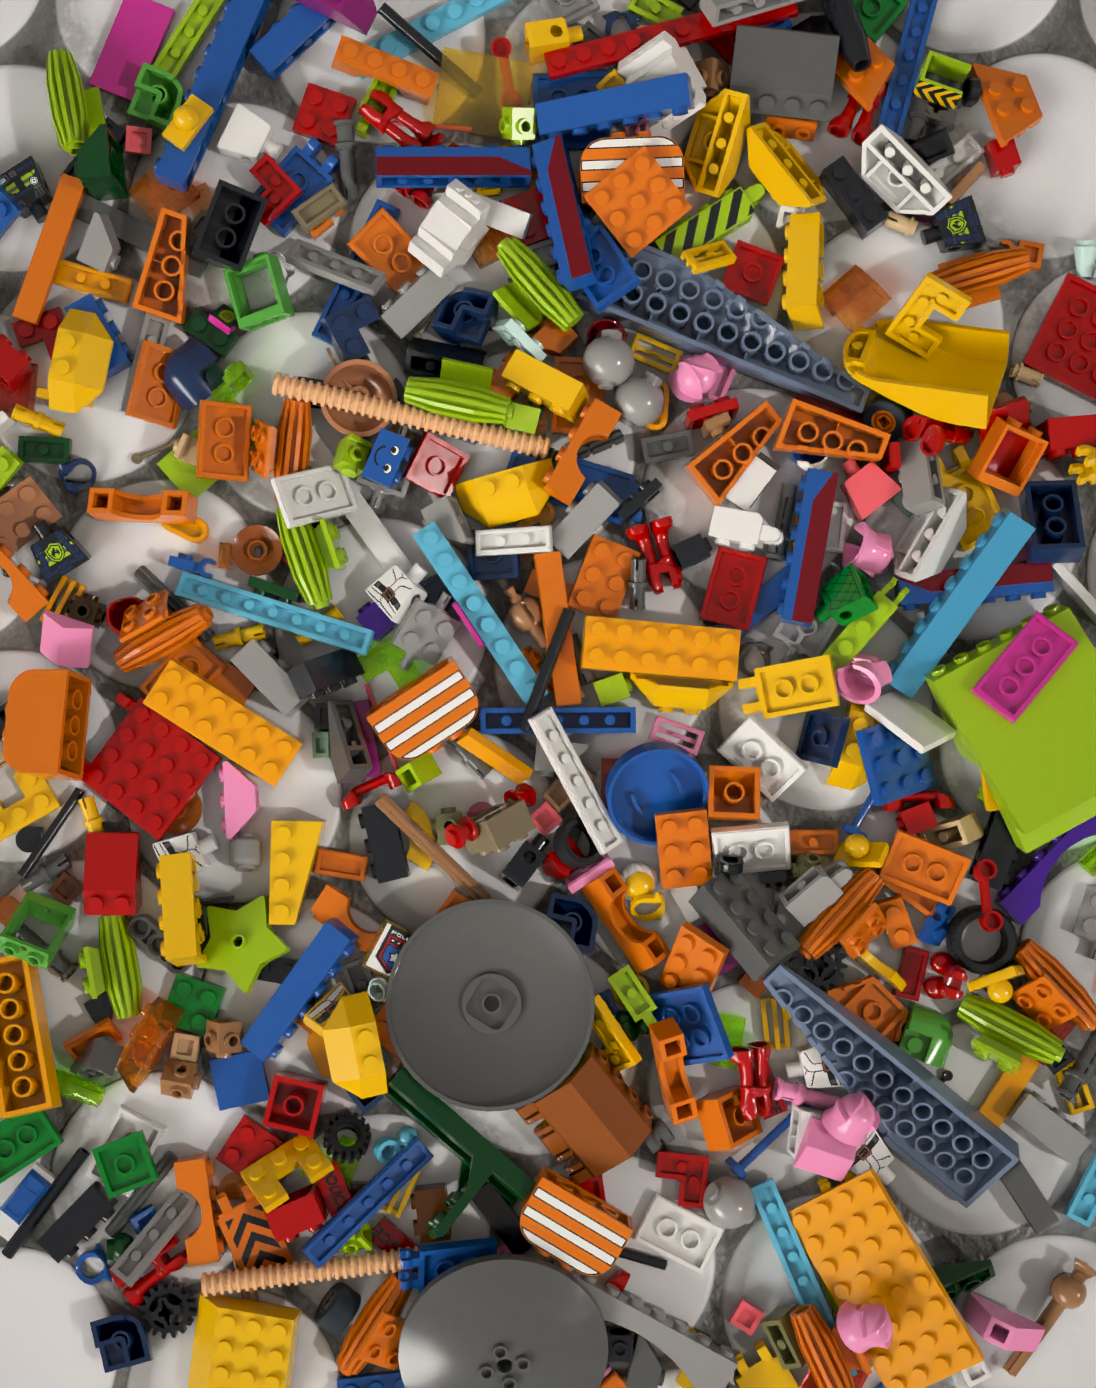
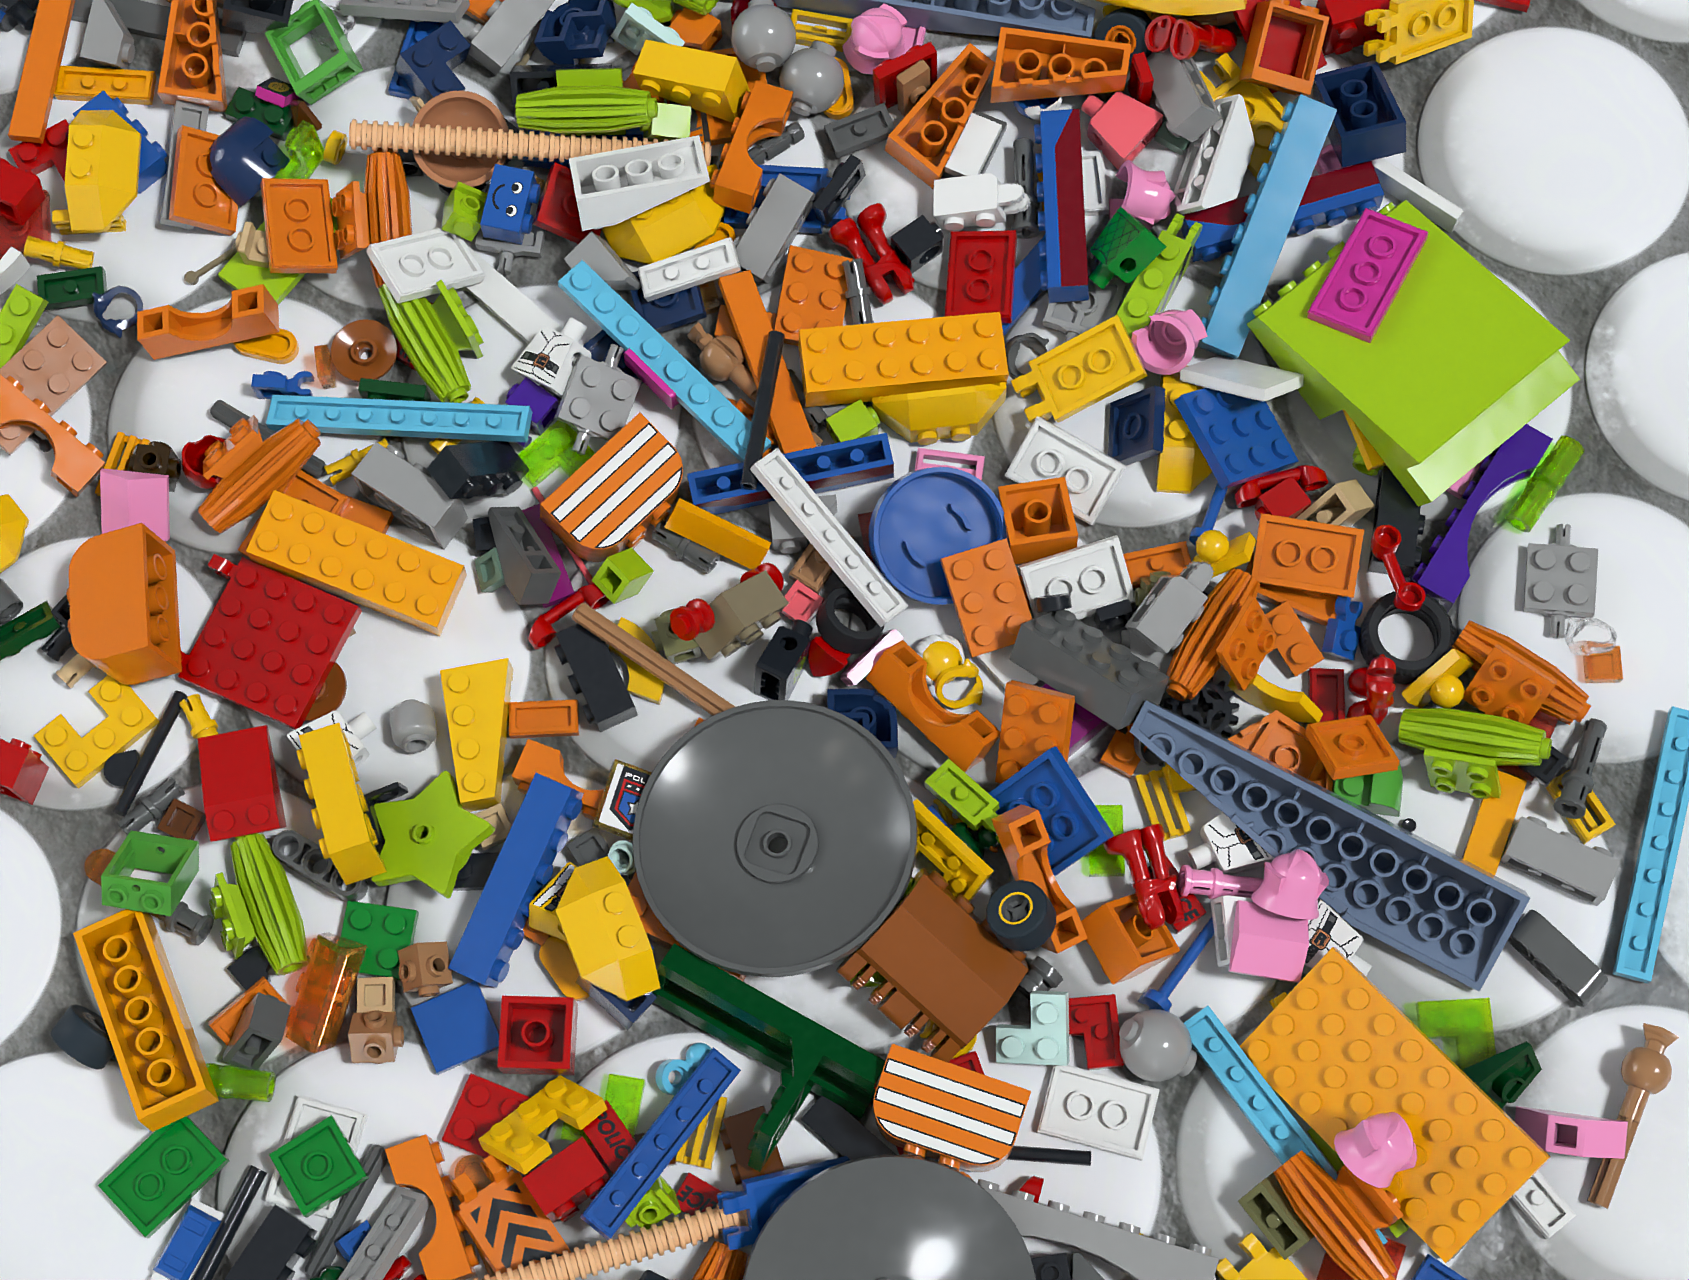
camera: 10 degrees left, 15 degrees down
(57, 551) = (106, 401): torso -> none
(238, 799) = (393, 660): bright pink slope -> none
(241, 348) = (301, 112): none -> reddish brown slope
(262, 376) = (335, 147): none -> yellow tile
(292, 937) = (499, 820): none -> tan plate
(347, 1152) = (617, 1052): black tyre -> none
(487, 465) = (635, 179): none -> white slope
(648, 1092) = (1021, 915): none -> black wheel
(650, 1180) = (1042, 1041): none -> light aqua plate
(746, 1316) = (1217, 1203): coral plate -> none
(921, 1019) = (1352, 747): none -> orange tile
(951, 1227) = (1461, 1019): none -> clear neon green plate

